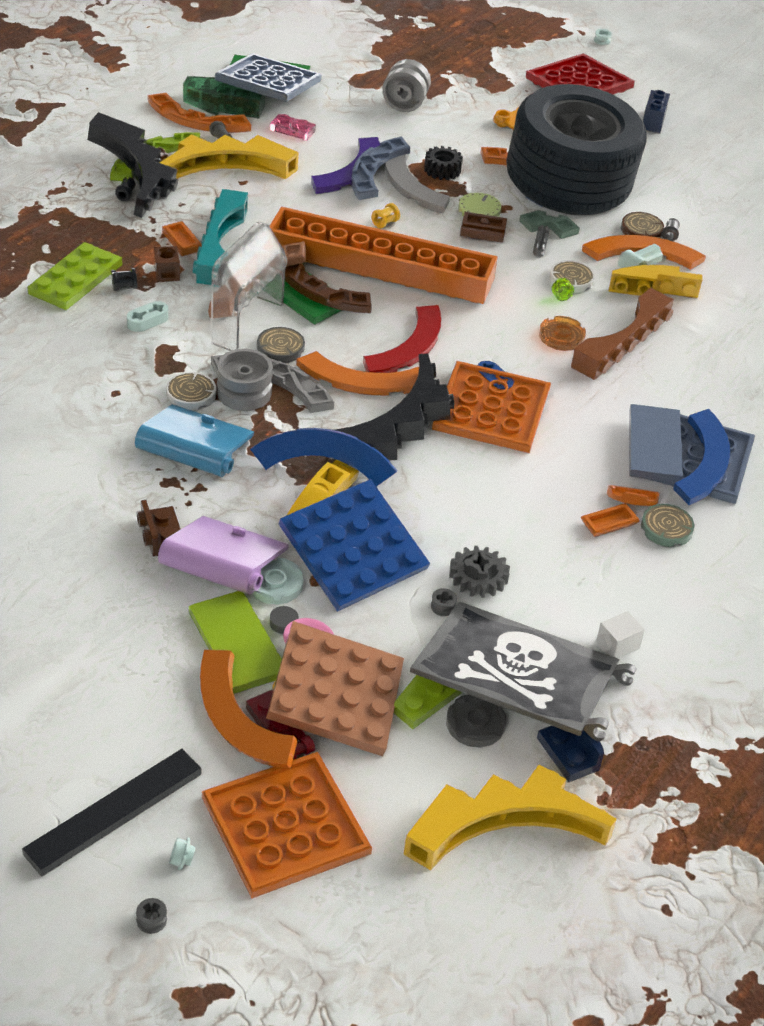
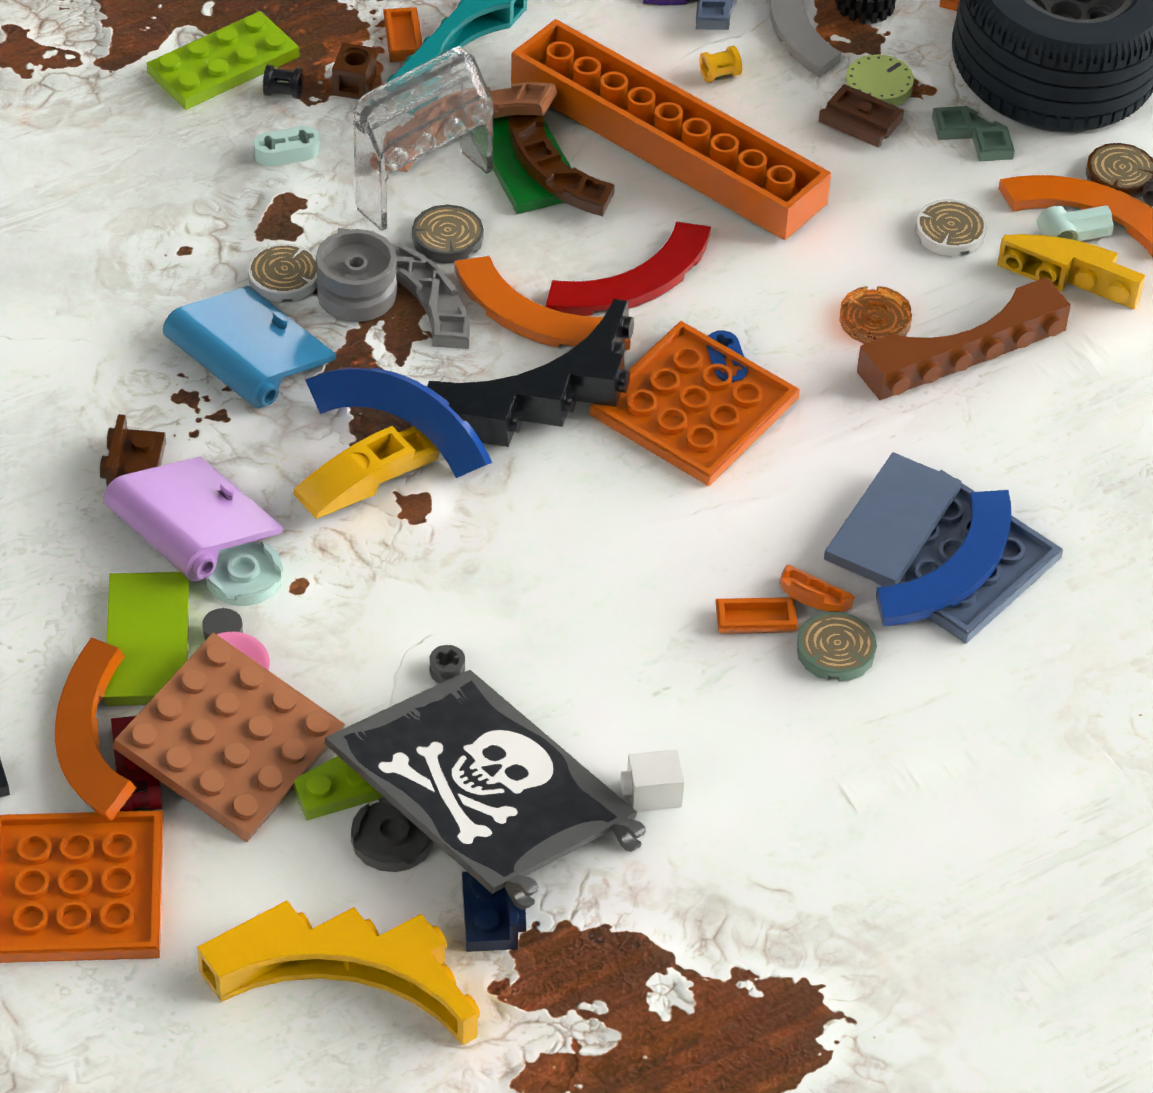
camera: 25 degrees right, 5 degrees up
(353, 544) = (366, 551): blue plate -> none
(479, 571) = (517, 636): dark grey gear -> none
(541, 240) = (940, 158): dark grey axle -> none
(566, 293) = (917, 237): clear neon green bush -> none

